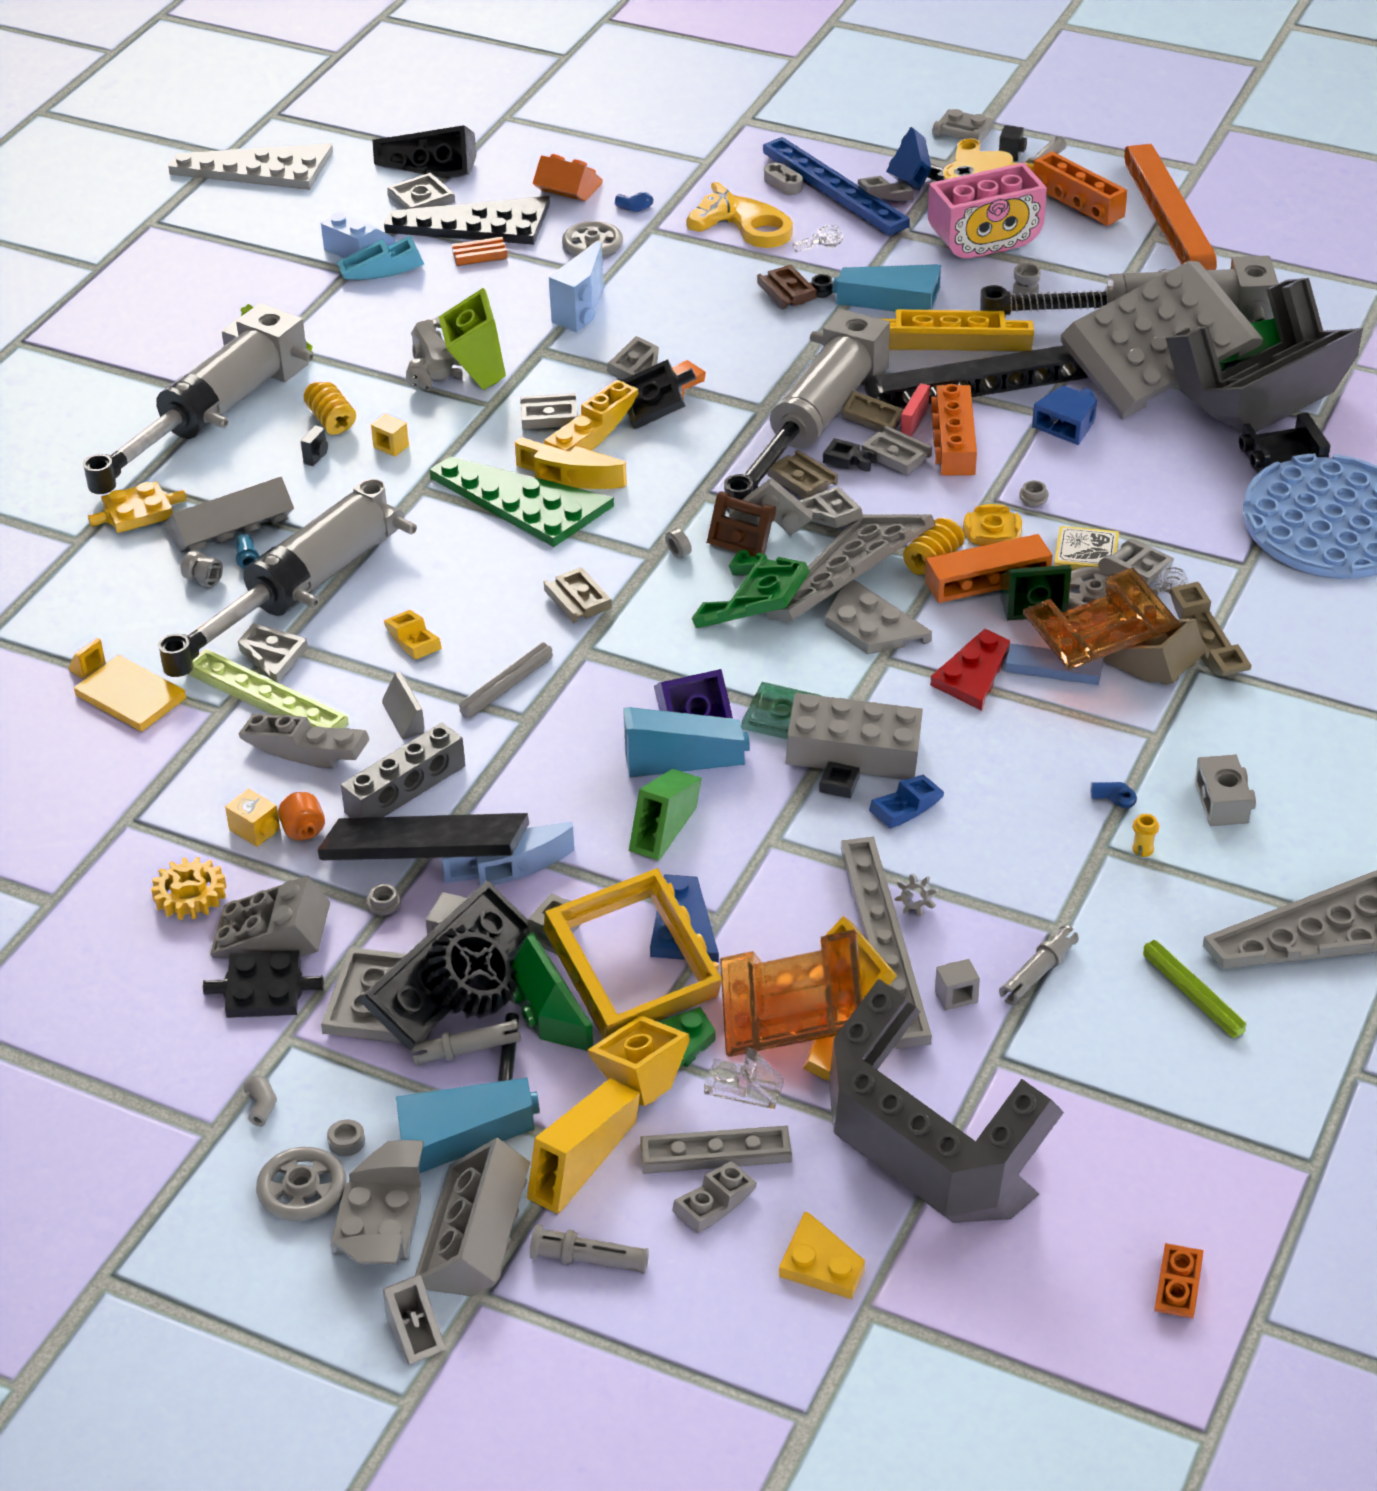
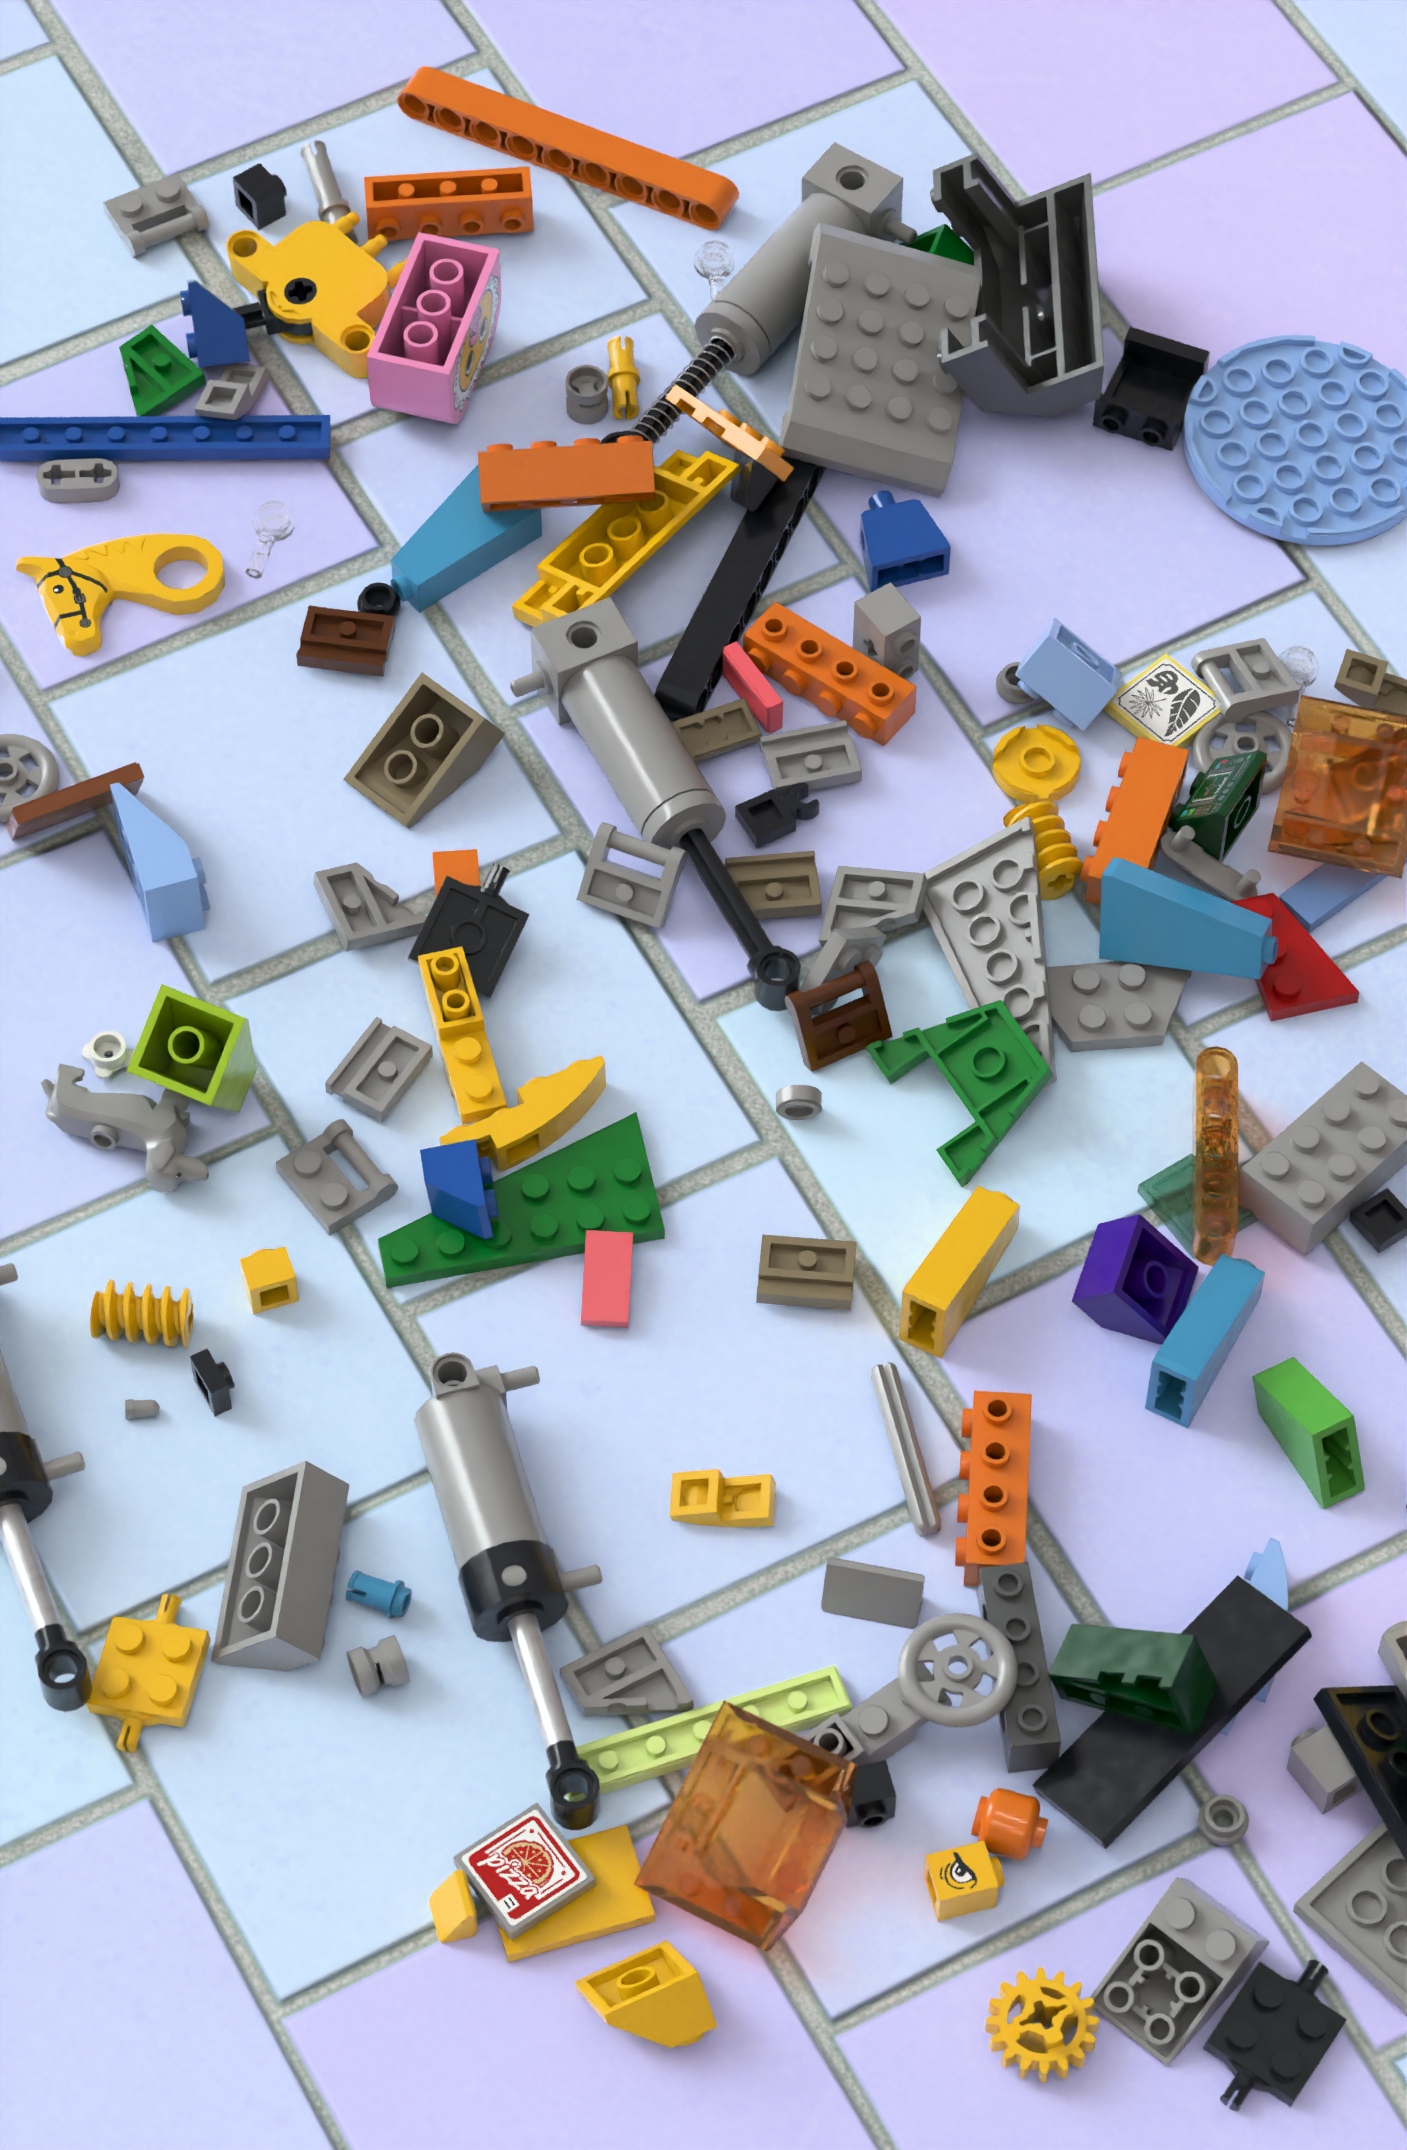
camera: 55 degrees left, 15 degrees up
(85, 744) = (651, 1996): none -> yellow slope
(122, 666) = (524, 1871): none -> tile
(205, 722) = (750, 1828): none -> clear orange slope
(275, 759) = (872, 1796): none -> black plate
(281, 437) = (141, 1408): none -> light grey piece
(365, 738) = (974, 1706): none -> light grey plate
(423, 804) = (1136, 1675): none -> dark green wedge
(467, 426) = (323, 1185): none -> light grey plate
(501, 456) = (456, 1186): none -> blue slope
(502, 533) = (606, 1278): none -> coral tile
(513, 717) = (996, 1482): none -> orange brick
(573, 242) = (71, 801): none -> dark orange tile
(629, 636) = (957, 1271): none -> yellow slope
(741, 429) = (626, 889): none -> light grey plate
(752, 335) = (423, 752): none -> dark tan slope
(828, 677) = (1219, 1137): none -> clear orange beam
(871, 163) = (157, 372): none -> green wing
(931, 601) = (1178, 926): none -> dark azure slope
(949, 279) = (566, 474): none -> orange brick
(994, 605) = (1221, 878): none -> light grey piece
(995, 428) = (888, 630): none -> light grey brick
(1031, 338) = (751, 483): none -> black slope
(1050, 319) = (733, 432): none -> light orange wing
(1053, 497) = (1068, 676): none -> light blue slope
(1059, 283) = (623, 377): none -> yellow pin

